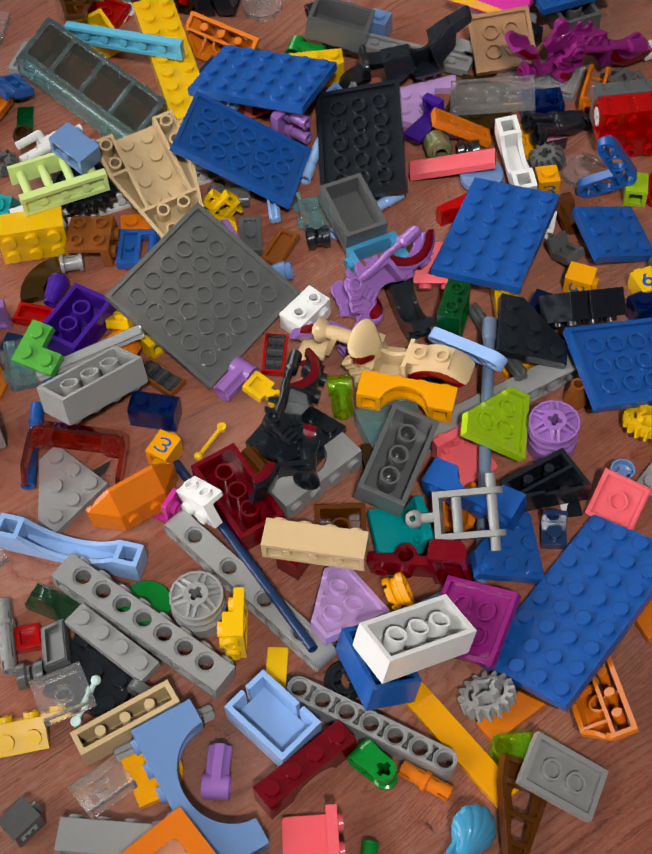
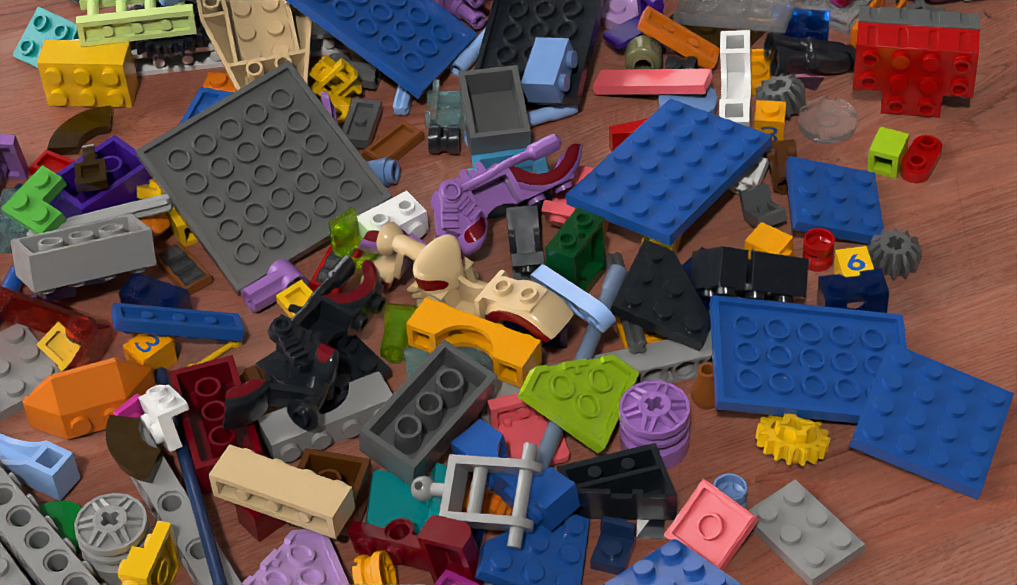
camera: 15 degrees right, 10 degrees down
(55, 289) = (94, 135): dark purple cone -> none
(71, 263) = (126, 116): light grey bush -> none
(72, 317) = (91, 172): none -> dark brown plate
(94, 235) = (164, 87): dark orange bracket -> none
(97, 462) = (58, 347): none -> yellow bracket
(180, 424) = (177, 322): none -> blue plate
(184, 533) = (130, 450): none -> dark brown tile
(277, 331) = (346, 236): none -> clear neon green bracket
(382, 171) = (549, 70): none -> medium blue brick
(593, 186) = (857, 121): blue beam -> none
(614, 273) = (818, 248): none -> red wheel

